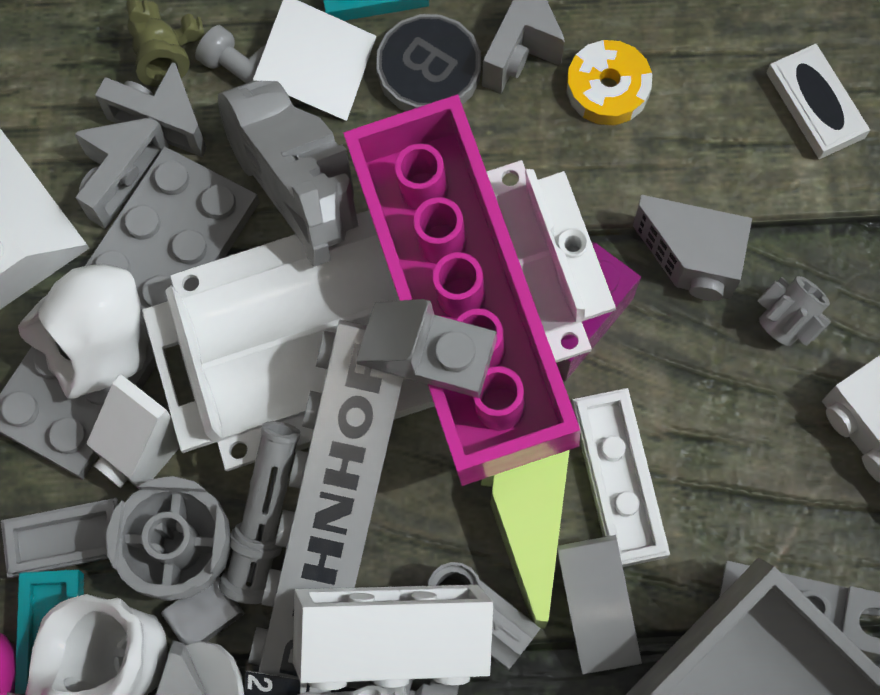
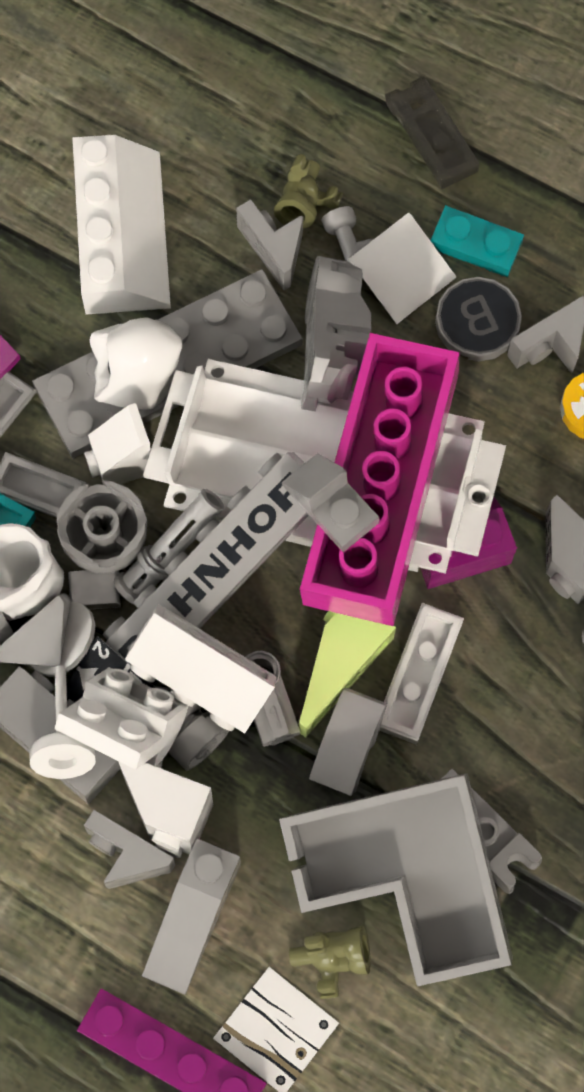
camera: 30 degrees right, 0 degrees up
(124, 158) = (231, 261): light grey slope -> none

